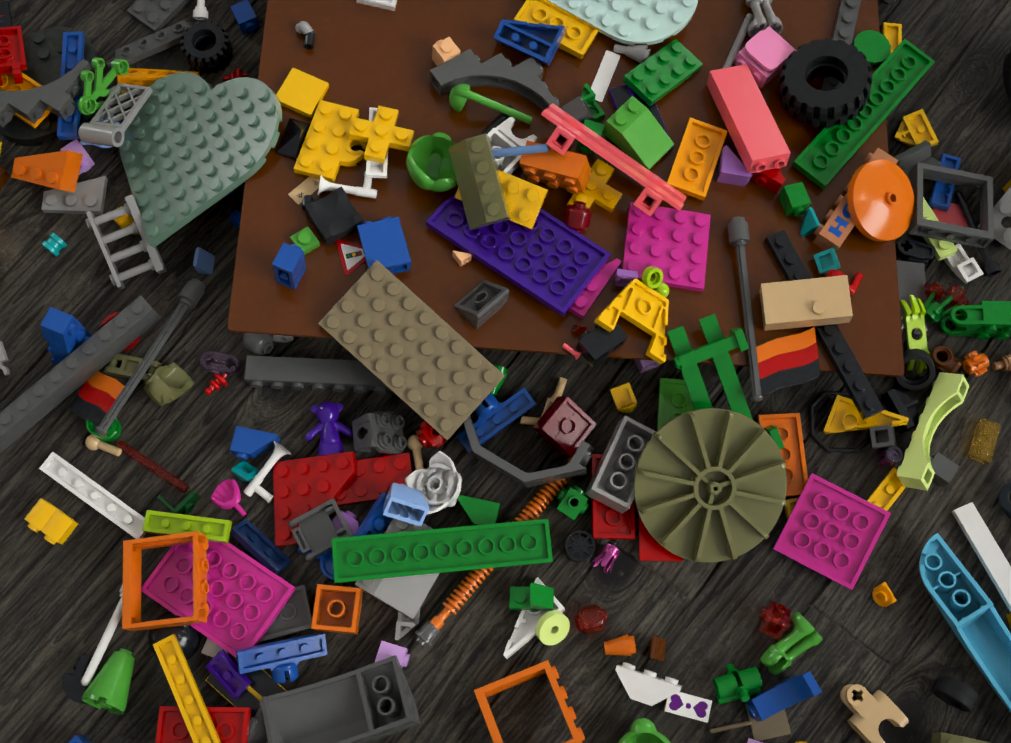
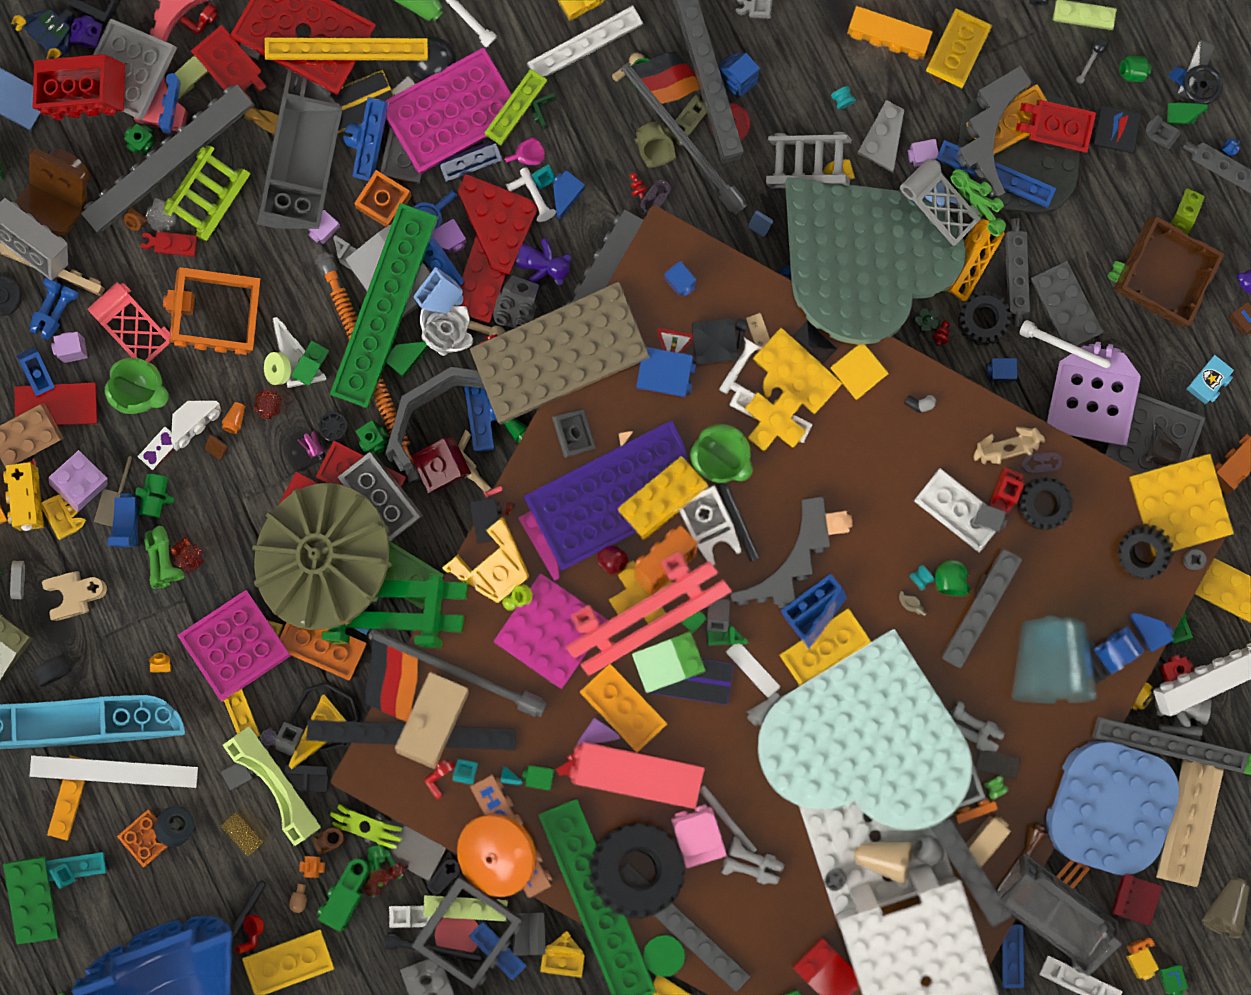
camera: 120 degrees right, 10 degrees up
(53, 169) = (914, 119): orange wedge -> none
(132, 580) = (482, 41): orange window -> none
(153, 466) = (588, 101): clear red bar -> none
(227, 674) = (375, 88): dark purple plate -> none
(305, 240) = (705, 306): bright green plate -> none
(317, 529) = (455, 212): dark grey container -> none
(461, 92) = (782, 512): bright green piece -> none
(479, 181) = (675, 479): olive slope -> none
(522, 150) = (692, 527): medium blue bar -> none
(623, 277) = (535, 573): medium lavender tile -> none
(624, 398) = (442, 533): yellow plate -> none
(662, 72) = (727, 725): green plate -> none
(926, 379) = (341, 812): black tyre -> none

